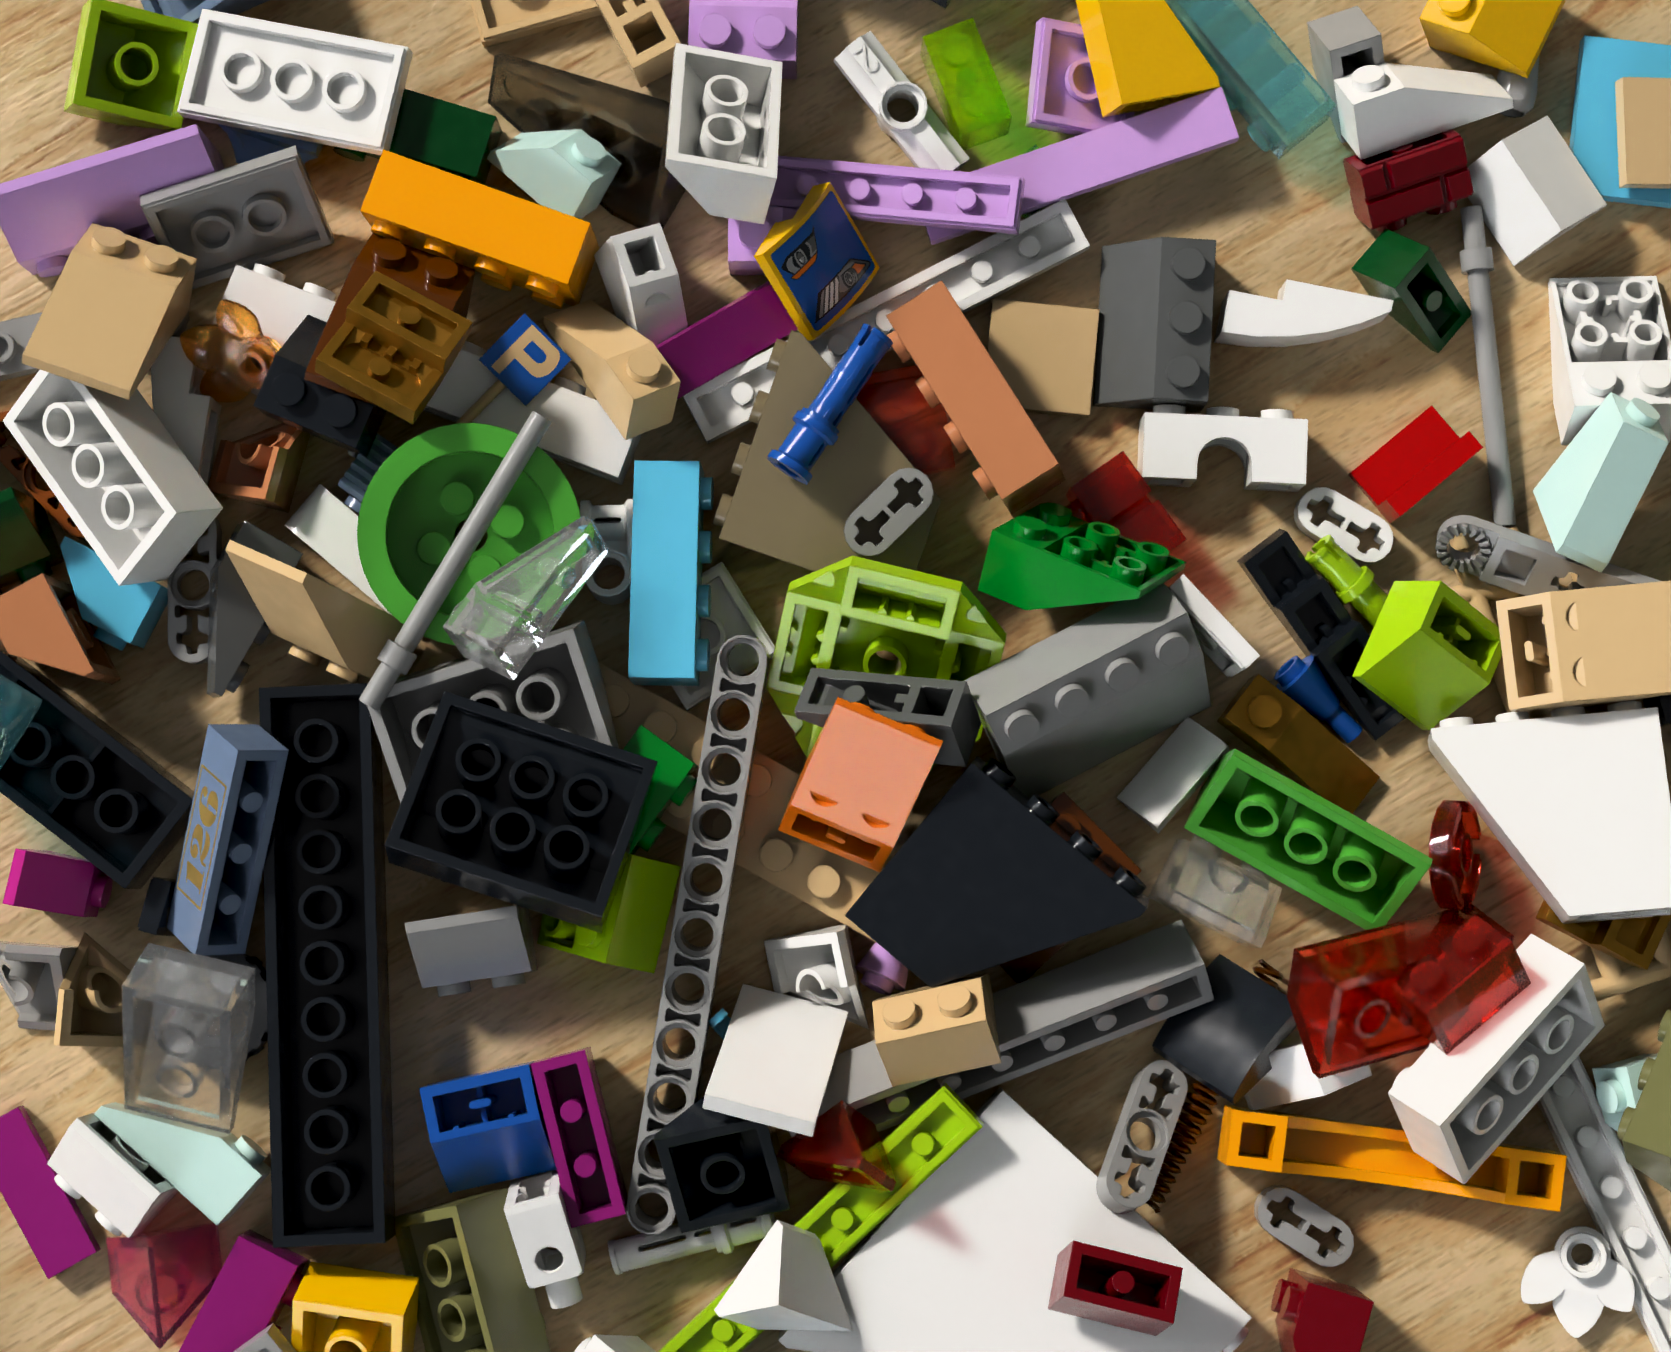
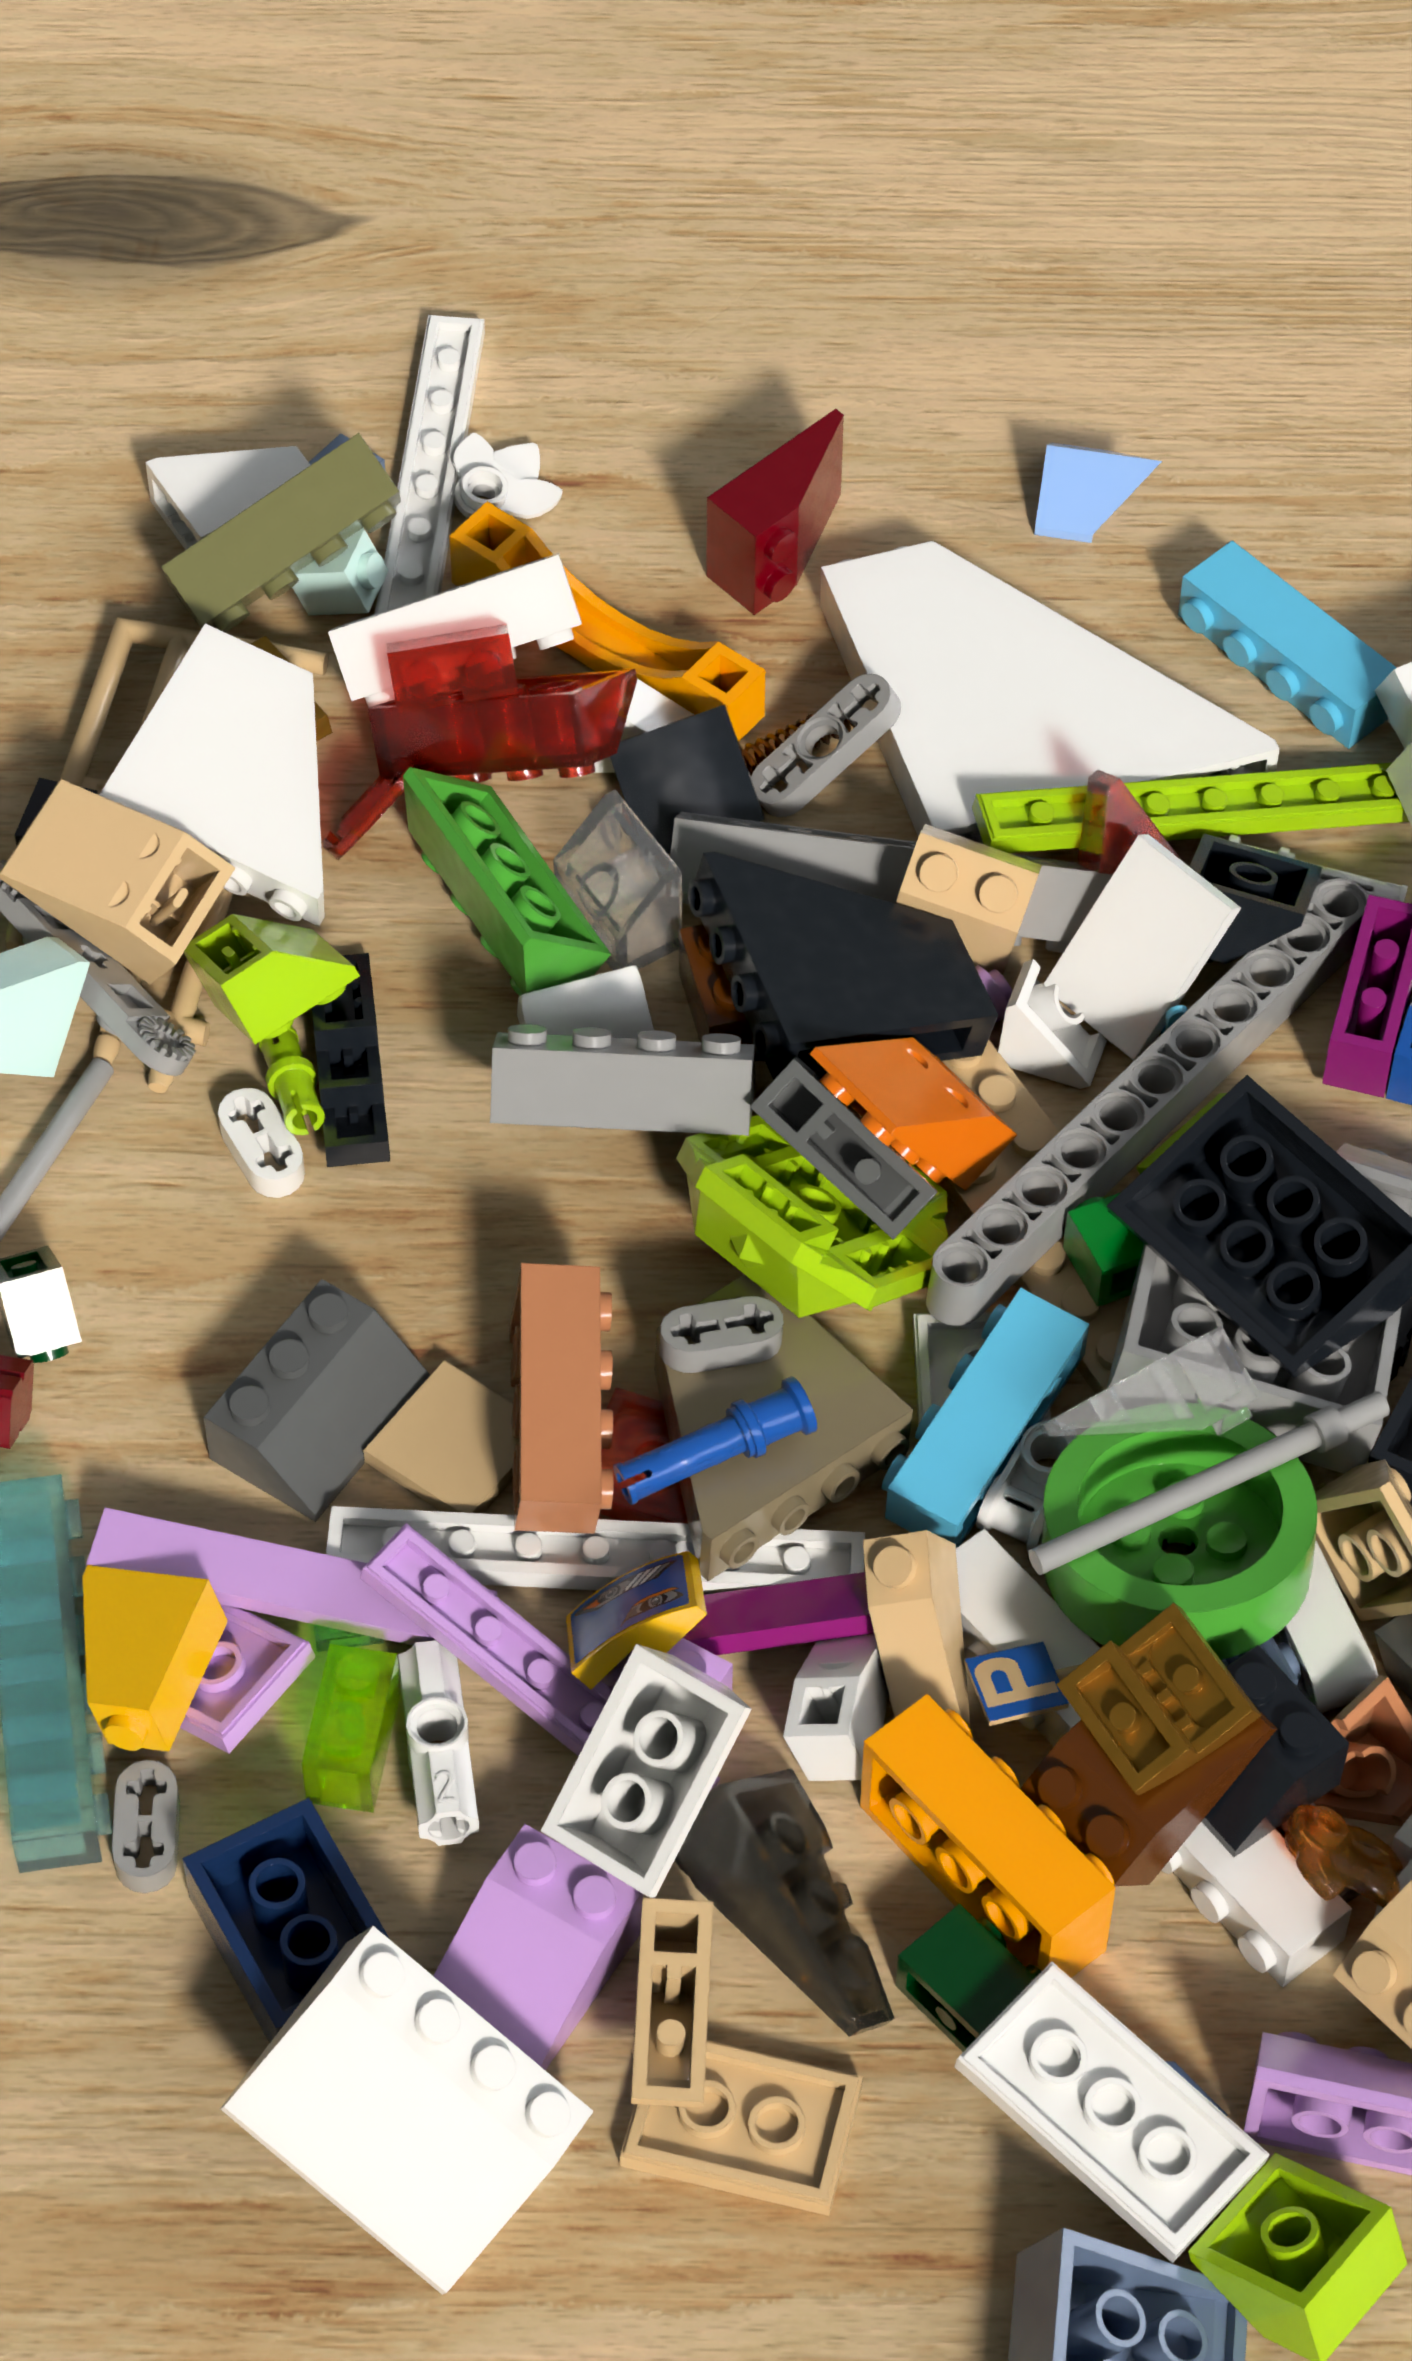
camera: 150 degrees left, 30 degrees down
(240, 215) = (1260, 2010): light grey tile -> none
(558, 169) = (860, 1878): light aqua slope -> none
(786, 1286) = (1247, 764): white slope -> none
(1063, 561) = (562, 1179): green slope -> none
(1115, 1288) = (936, 616): dark red brick -> none
(1118, 497) = (476, 1247): clear red piece -> none
(1214, 633) = (467, 1097): white tile -> none
(1268, 446) = (284, 1238): white arch -> none
(1296, 1236) = (731, 622): light grey beam -> none
(1297, 317) = (162, 1331): white slope -> none
(1297, 744) = (450, 987): pearl gold slope -> none
(1309, 688) = (403, 1025): blue cone -> none
(1413, 464) = (149, 1152): red panel -> none

